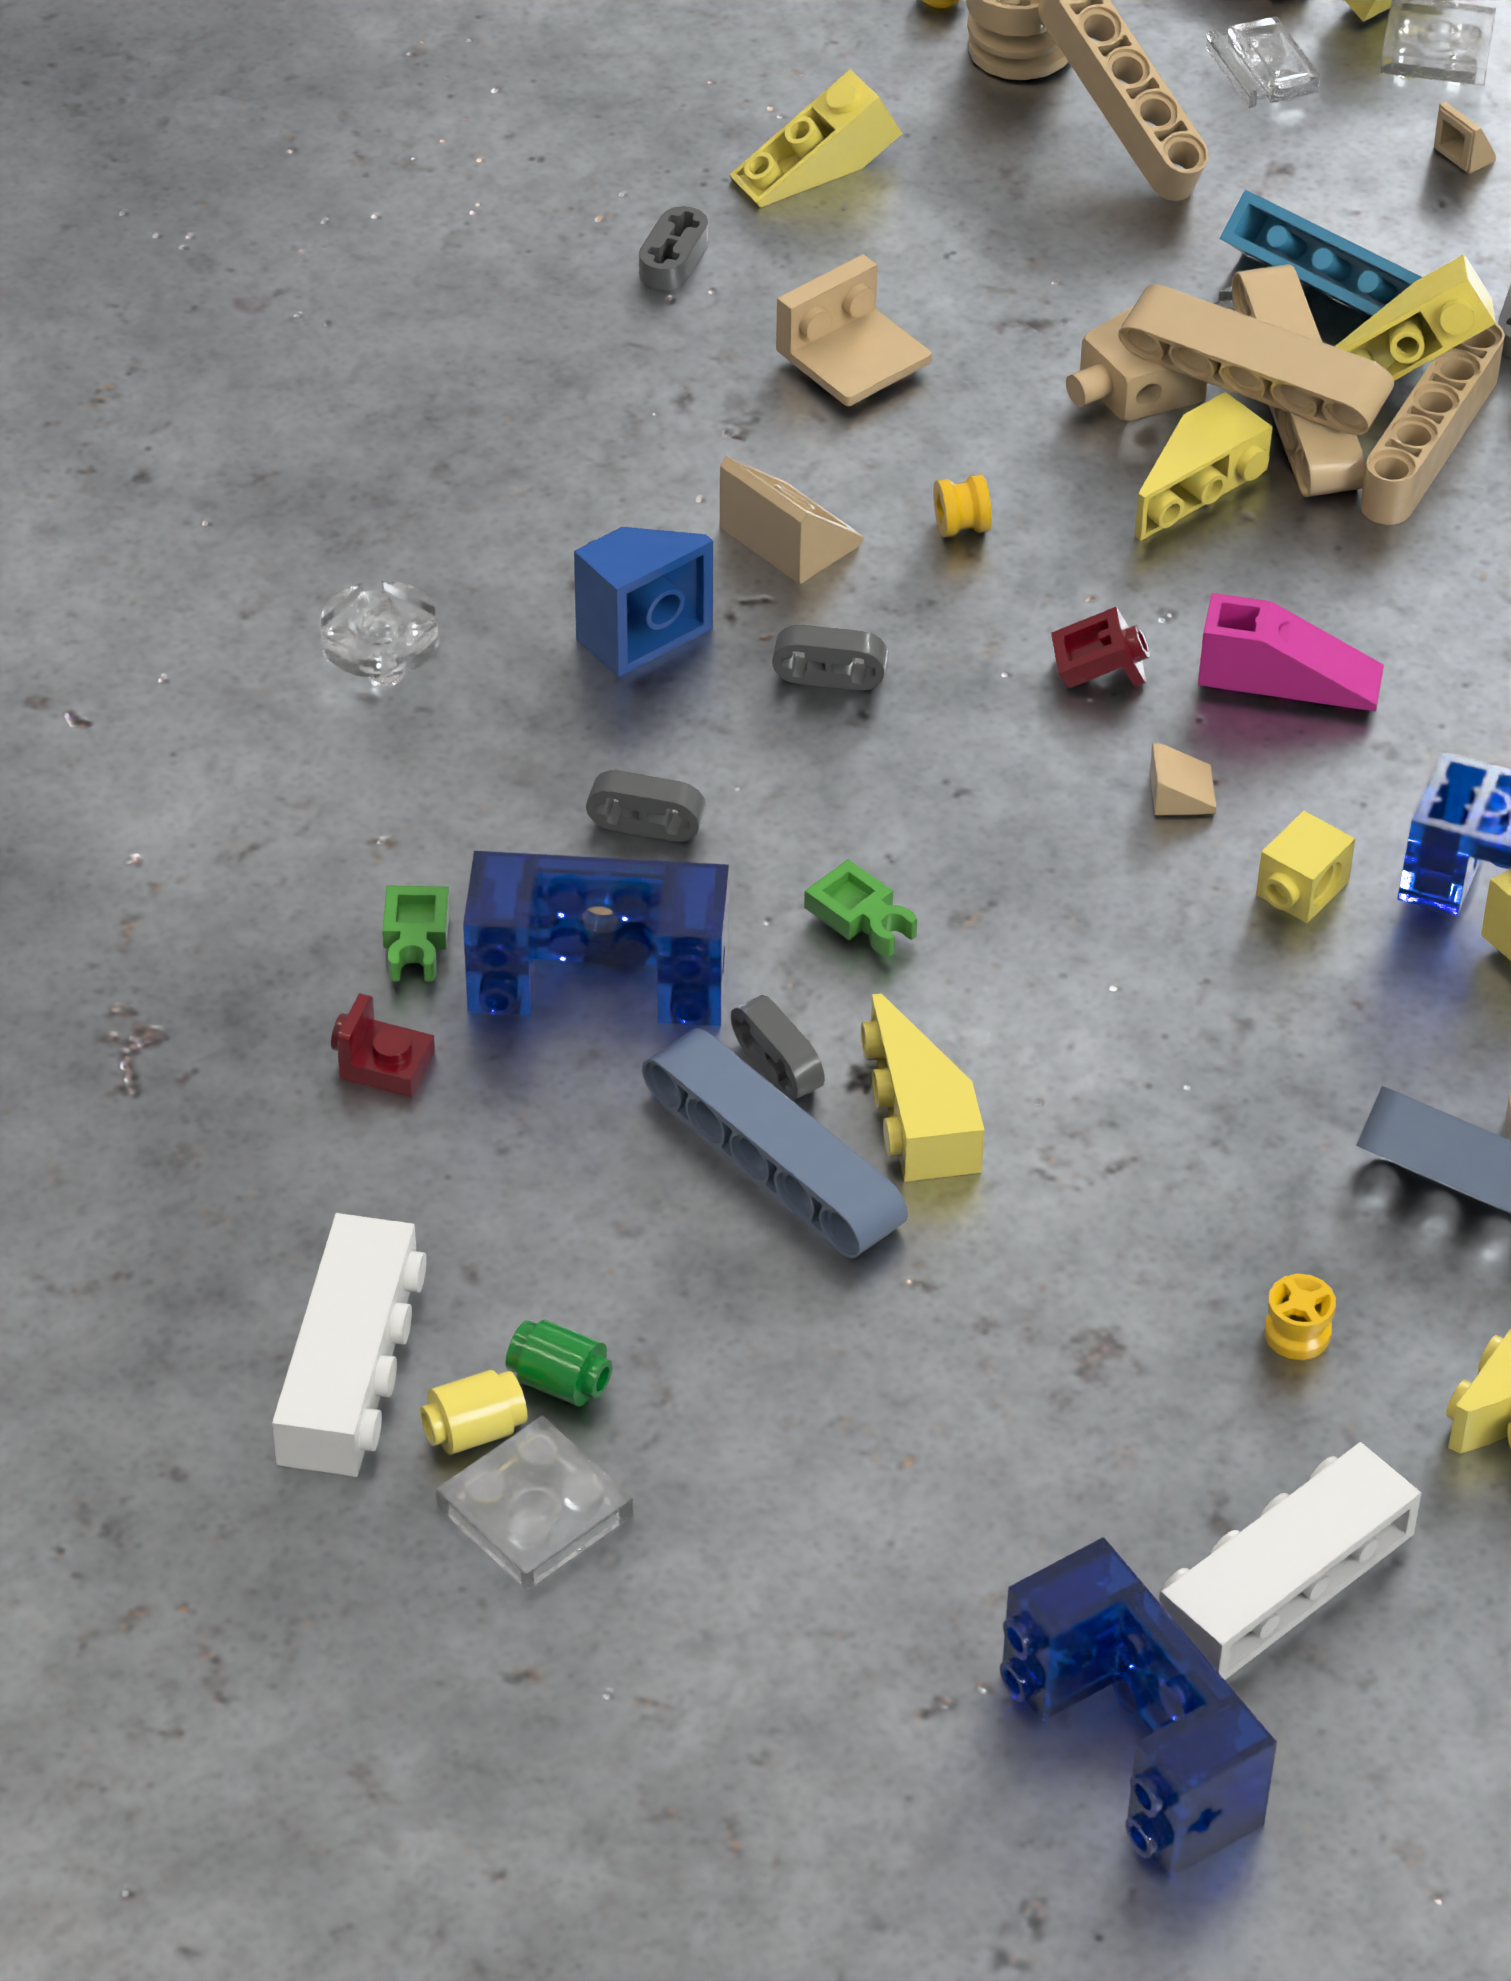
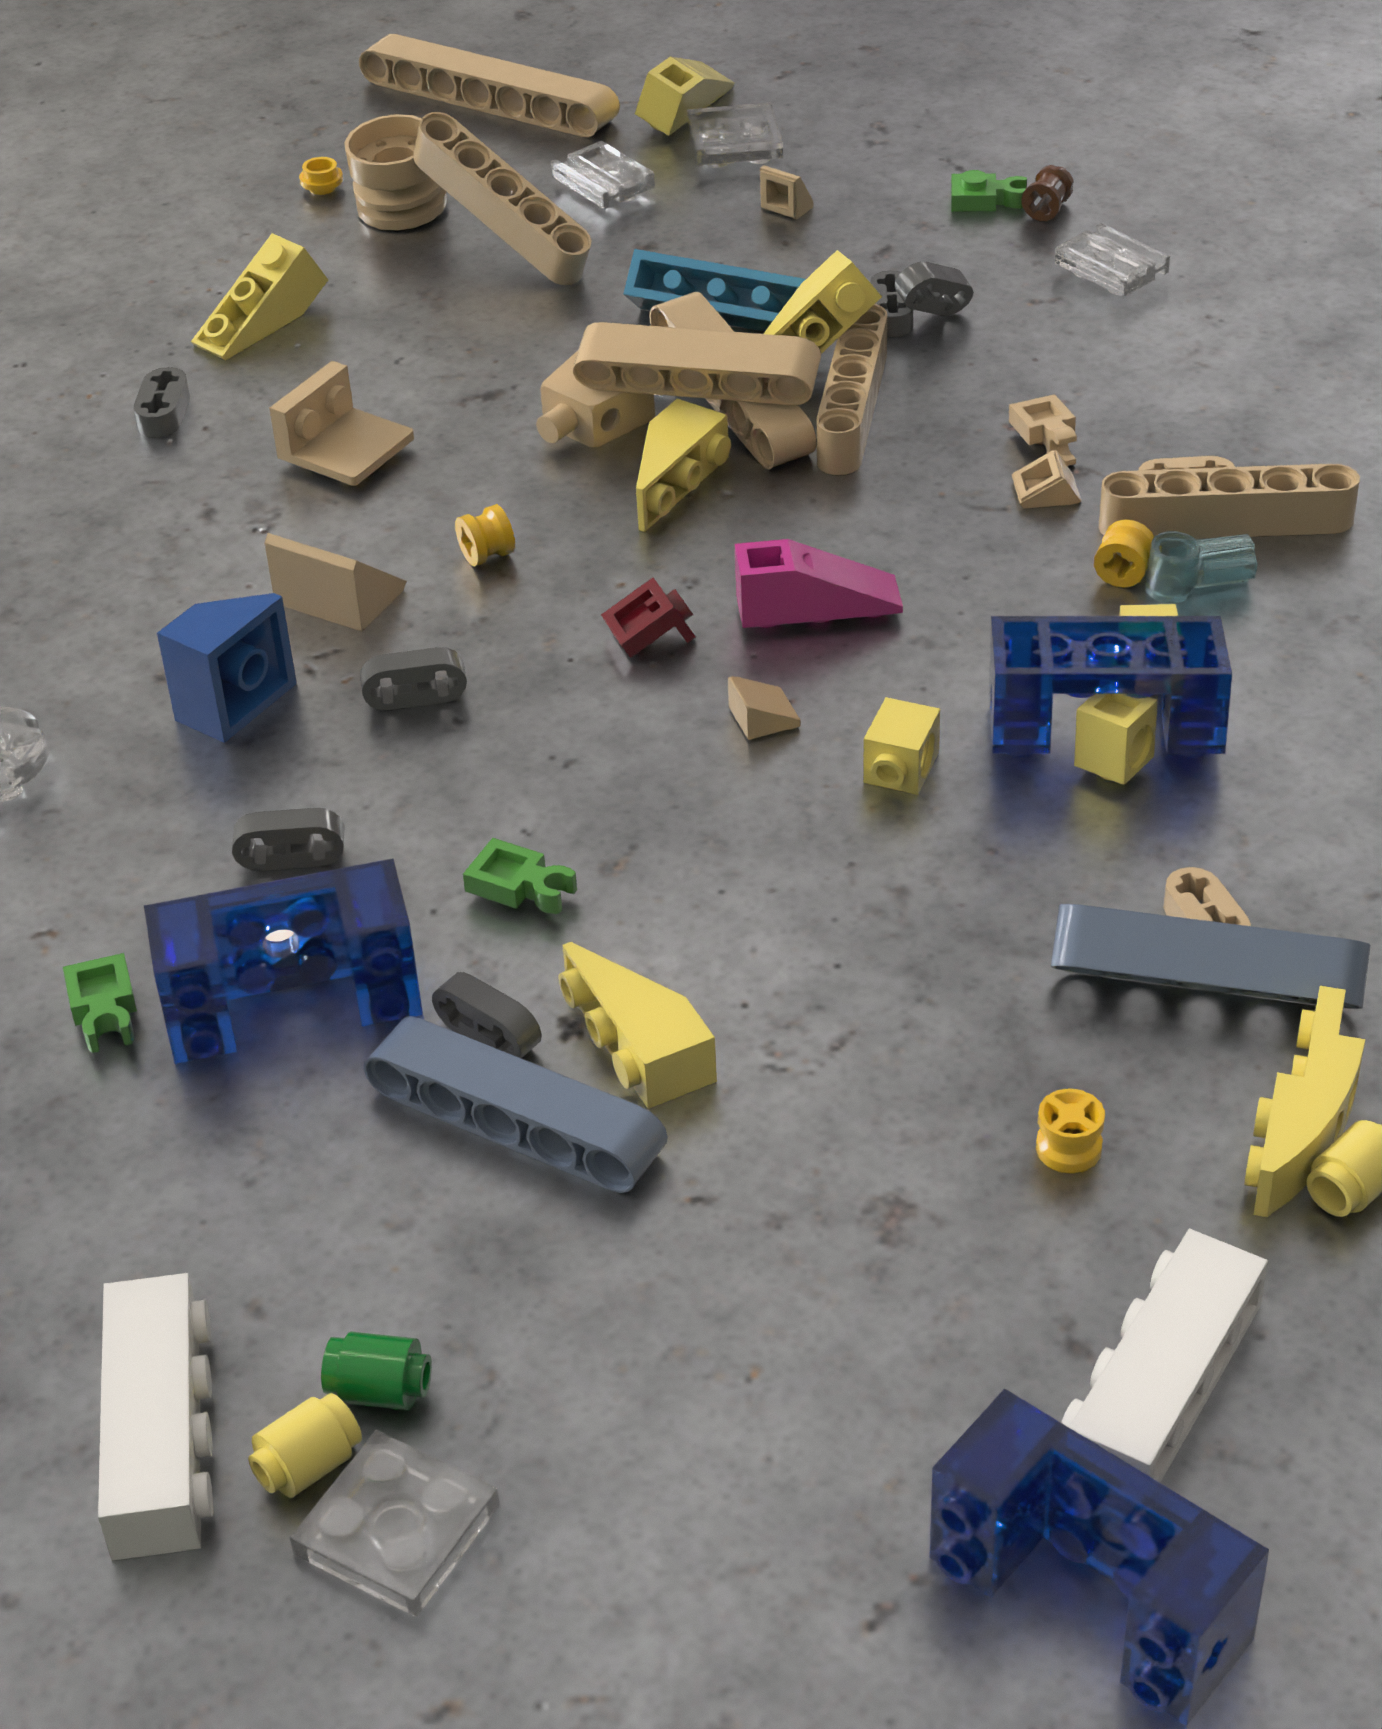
camera: 15 degrees left, 5 degrees down
(380, 1052) = (100, 1121): dark red bracket -> none

